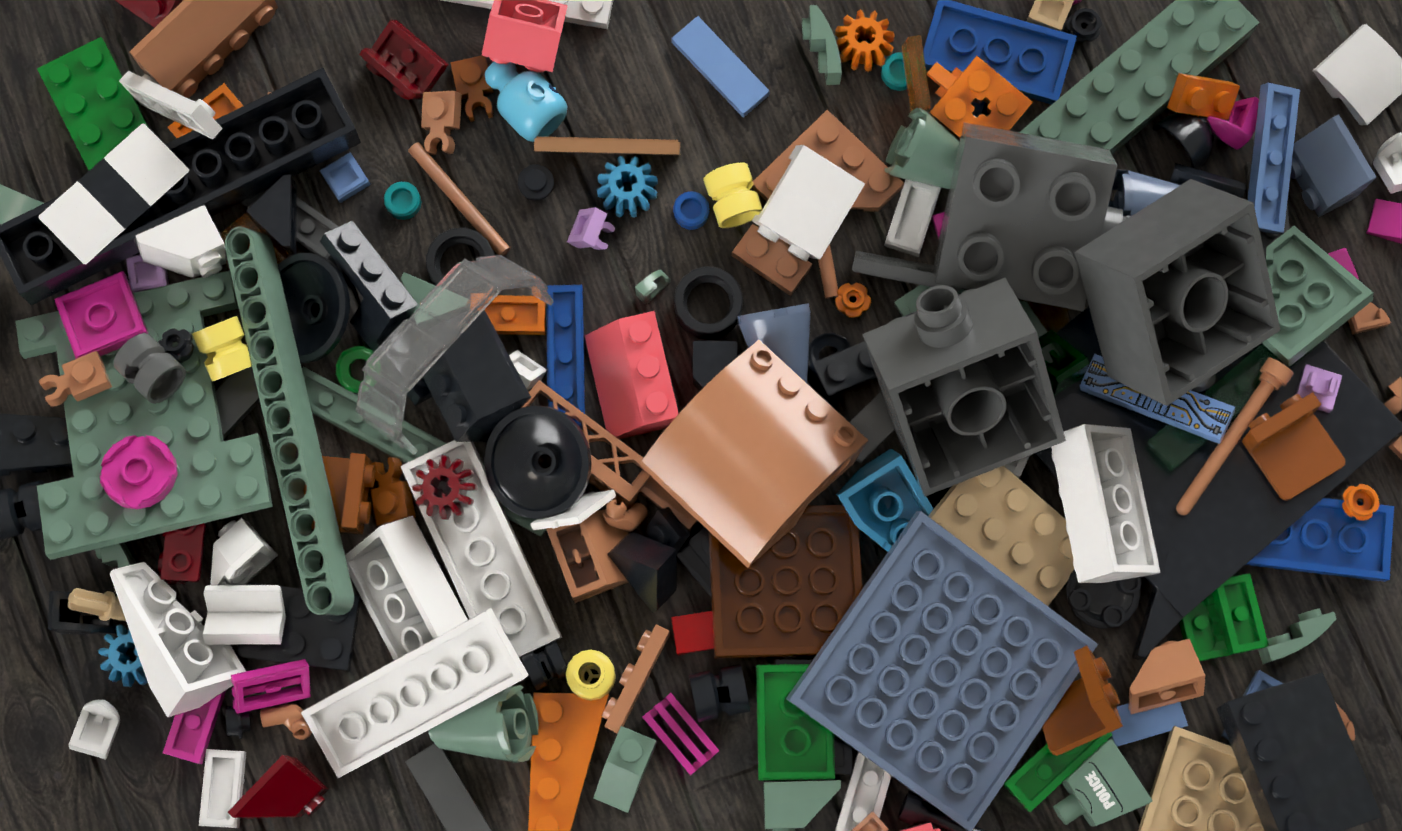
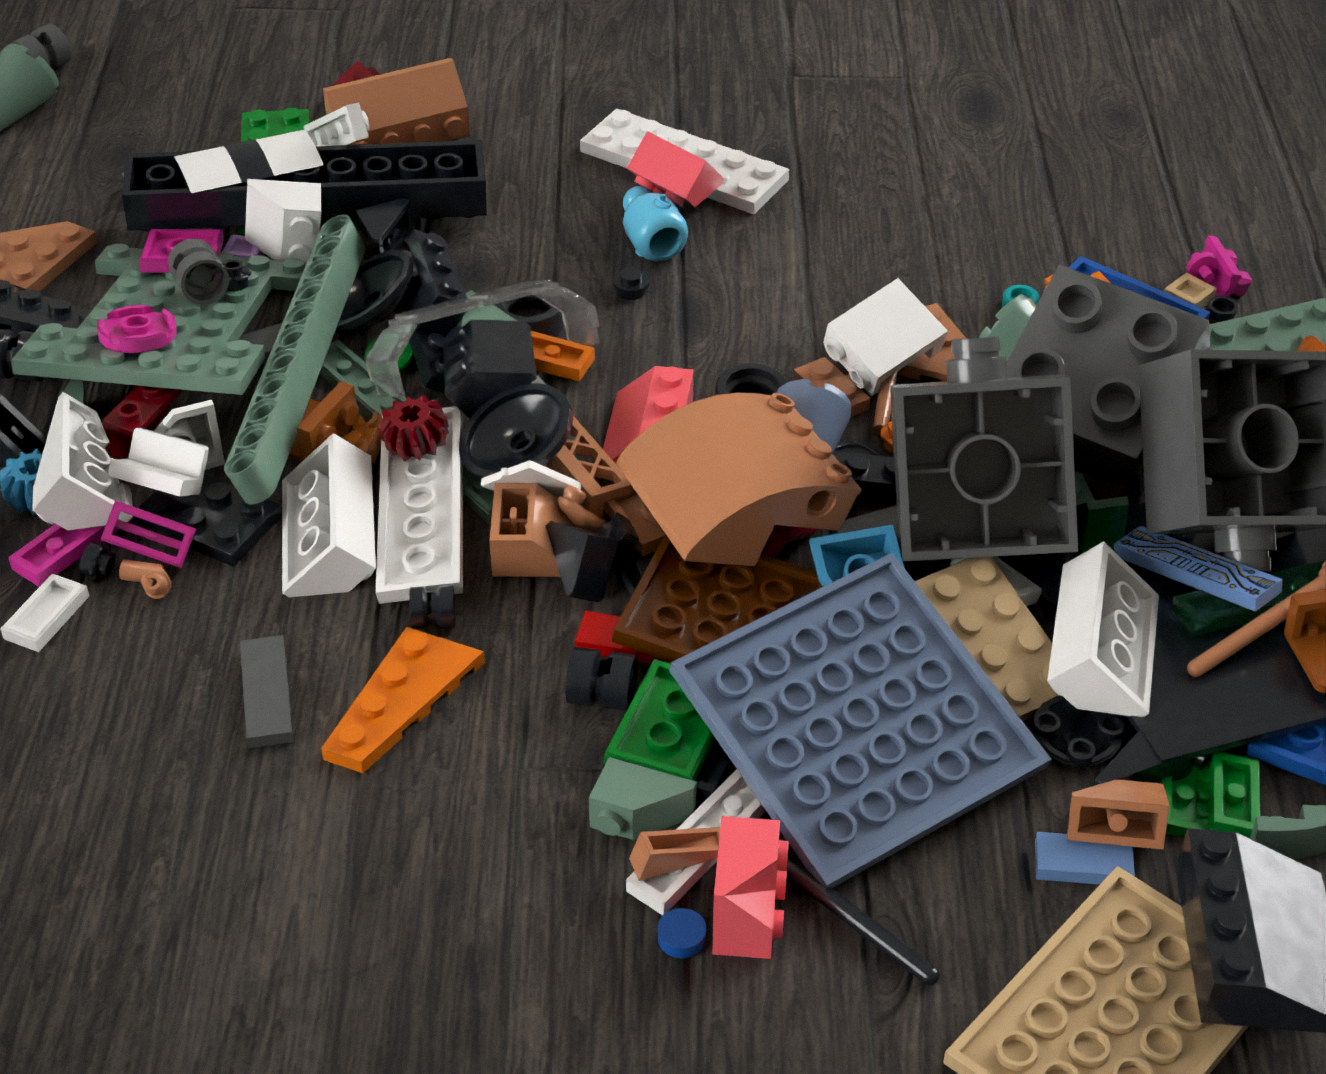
camera: 20 degrees right, 35 degrees down
(81, 379) = (133, 273): nougat plate -> none
(99, 604) = (28, 422): tan axle -> none
(223, 348) = (273, 287): light yellow wheel -> none
(282, 792) = (93, 611): dark red slope -> none
(345, 177) = (460, 238): medium blue tile -> none
(402, 200) = (501, 265): teal tile -> none
(404, 61) = (559, 179): dark red bracket -> none
(415, 693) = (283, 563): white plate -> none
(440, 114) = (568, 218): nougat plate -> none
(458, 199) = (544, 258): nougat bar -> none
(471, 83) = (608, 214): dark orange plate -> none
(493, 728) = (345, 621): sand green cone -> none
(566, 345) = (599, 388): blue tile -> none
(585, 662) = (473, 621): light yellow head -> none
(588, 227) = (664, 318): lavender tile -> none
(607, 145) = (712, 271): medium nougat tile -> none
(624, 769) = (466, 711): sand green slope -> none
(635, 677) = (519, 646): nougat plate -> none
(640, 182) = (715, 301): dark azure gear -> none
(651, 286) = (704, 369): sand green tile -> none
(660, 709) = (534, 687): dark pink tile -> none
(691, 210) = (769, 338): blue tile -> none
(720, 66) = (847, 256): medium blue tile -> none
(731, 190) = (809, 325): light yellow wheel -> none
(823, 41) = (952, 257): sand green slope -> none
(864, 29) = (993, 266): orange gear -> none
(916, 73) = (1037, 276): clear orange tile -> none
(1046, 771) = (961, 859): green plate -> none
(1085, 709) = (1025, 806): dark orange bracket -> none
(1101, 788) = (1005, 899): sand green torso -> none

